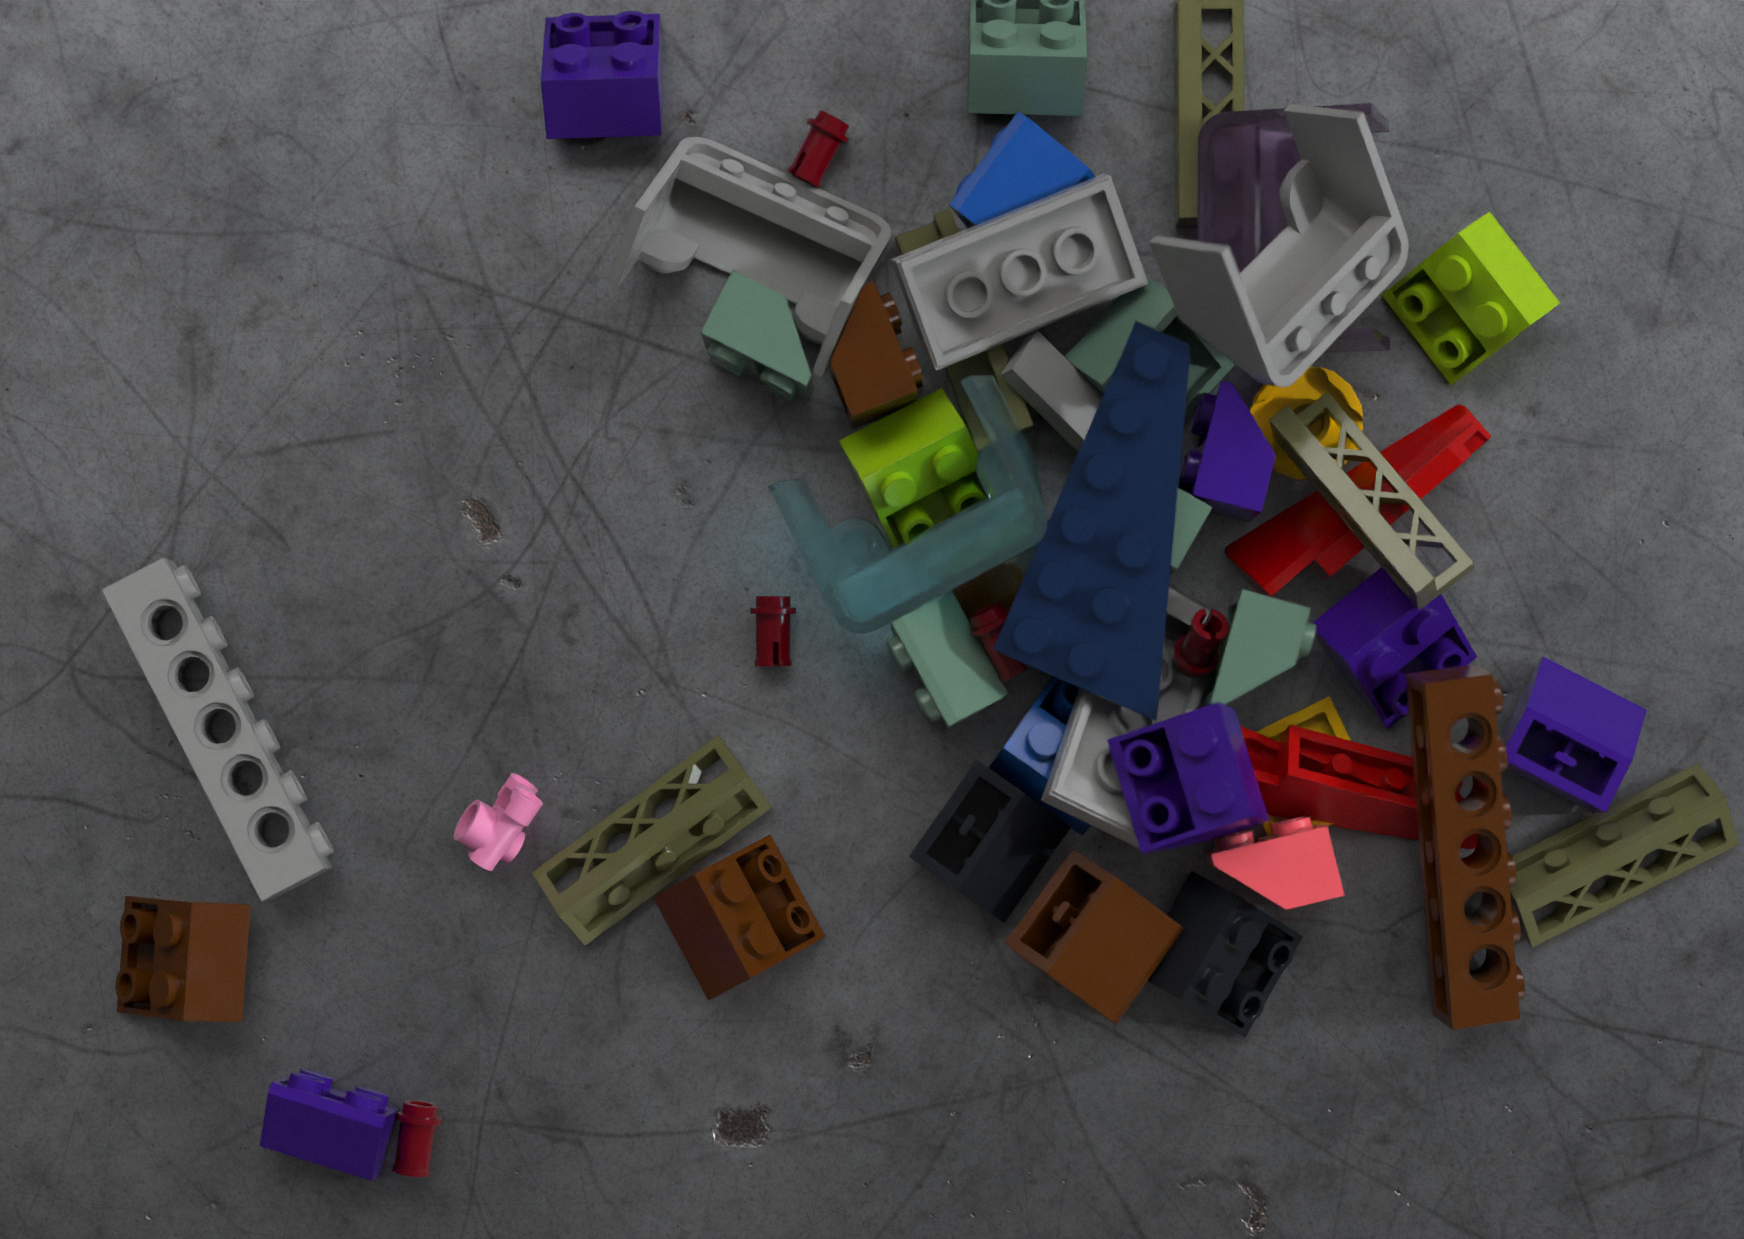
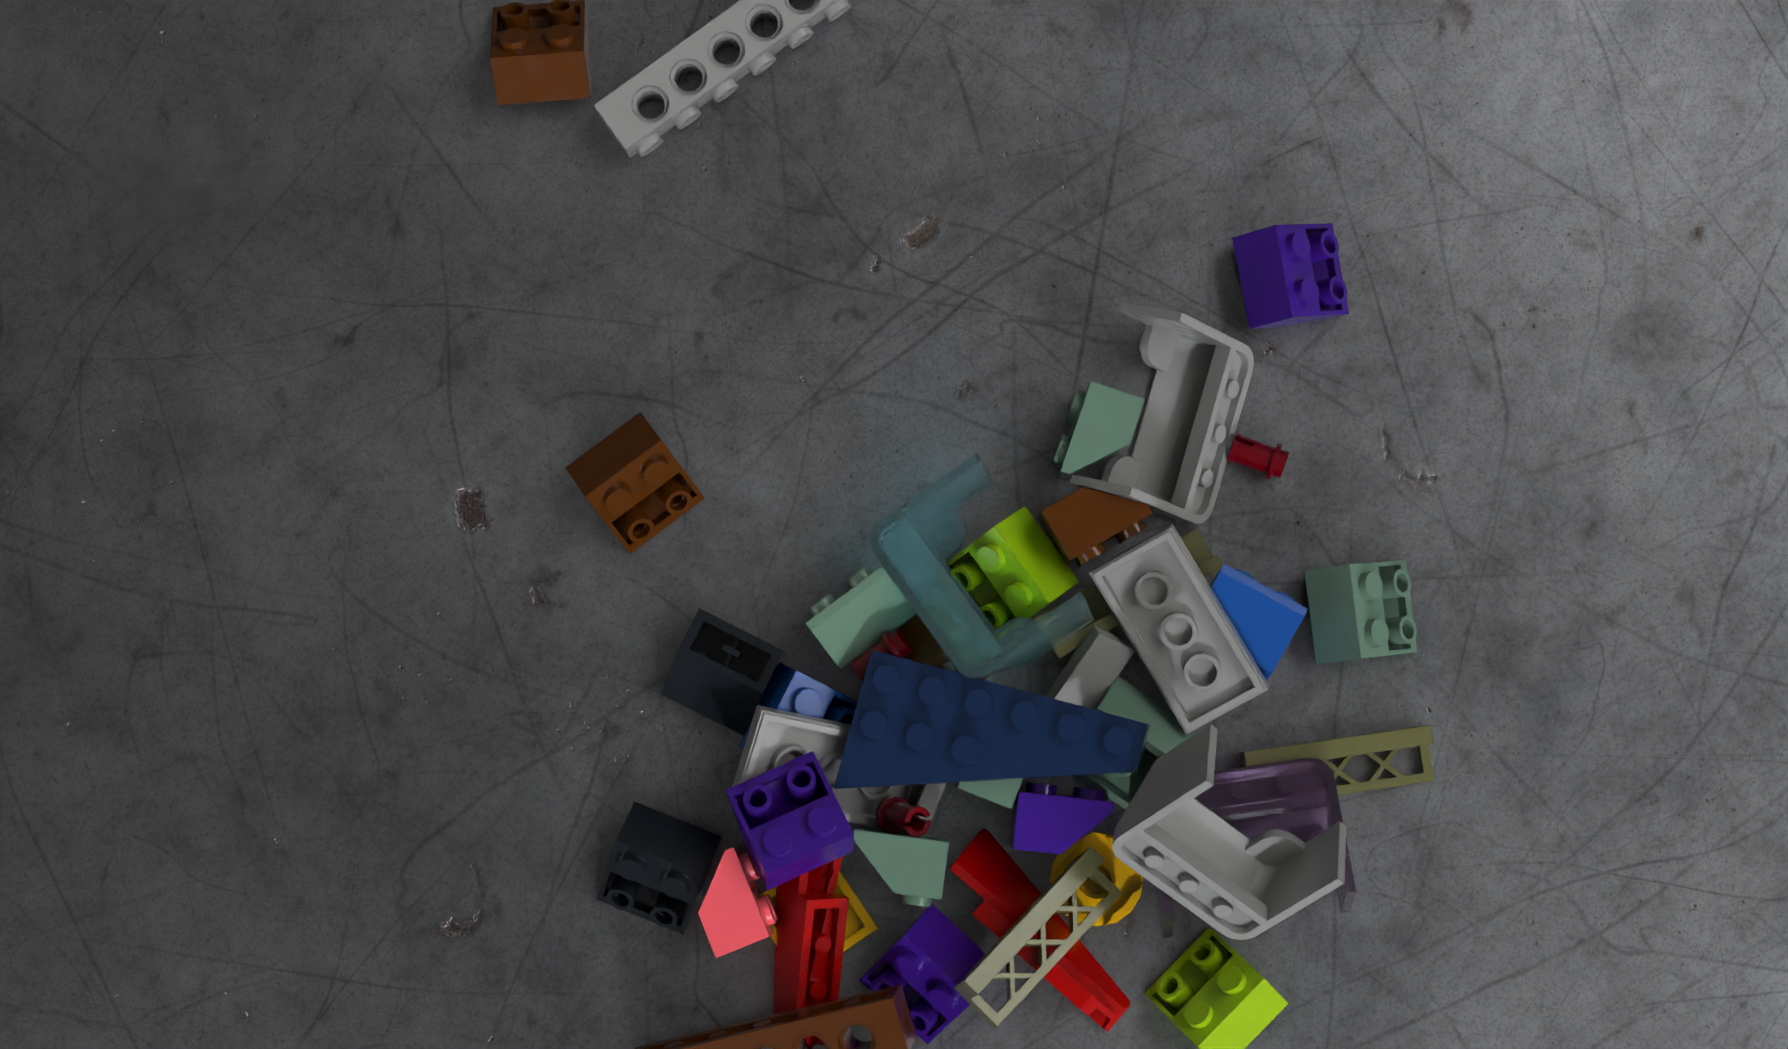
camera: 80 degrees right, 0 degrees up
(327, 1124) = (427, 185): dark purple slope -> none
(416, 1138) = (426, 254): dark red pin -> none
(496, 830) = (675, 282): bright pink plate -> none
(656, 847) = (679, 408): olive fence -> none
(773, 630) = (869, 476): dark red pin -> none
(1094, 936) = (657, 765): reddish brown slope -> none

